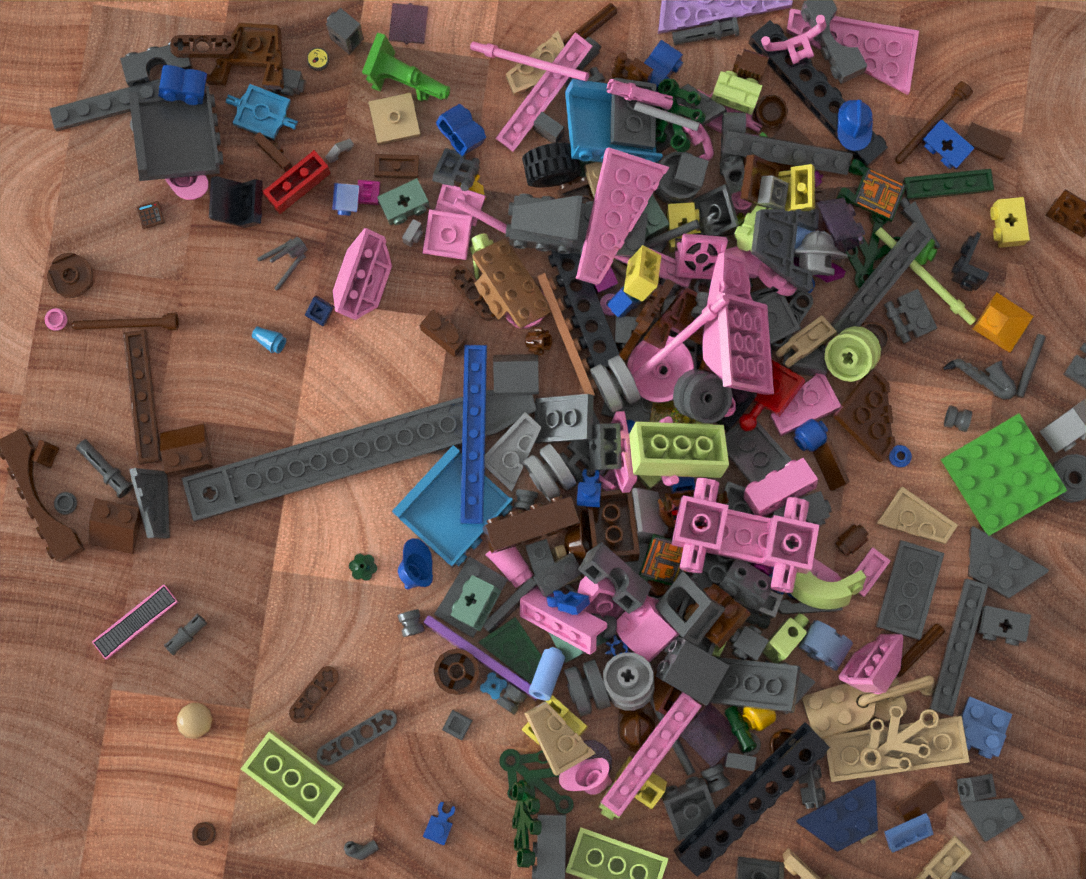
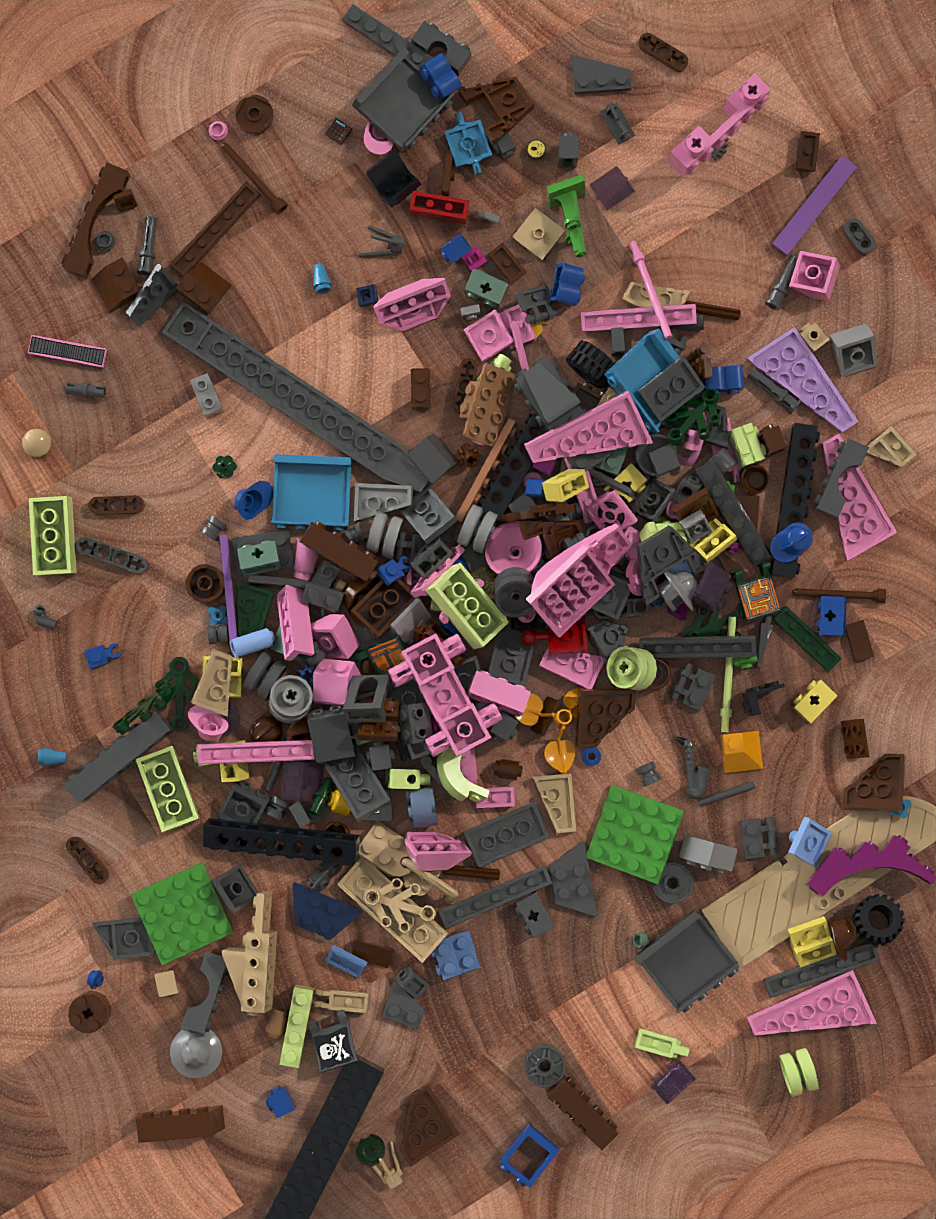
camera: 55 degrees right, 5 degrees up
(218, 39) = (463, 60): reddish brown beam -> none
(286, 528) = (207, 395): none -> light grey brick
(457, 725) = (173, 613): dark grey tile -> none
(473, 434) = (369, 464): blue tile -> none
(571, 603) = (308, 619): blue plate -> none
(629, 586) = (350, 649): dark grey arch -> none
(632, 92) = (688, 386): bright pink pin -> none
(667, 116) = (686, 412): light grey bar -> none
(708, 313) = (566, 549): bright pink bar -> none
(797, 41) = (812, 454): bright pink piece -> none
(807, 340) = (616, 631): tan hinge -> none
(811, 435) = (555, 685): blue head -> none
(874, 481) = (560, 753): none -> light orange plant

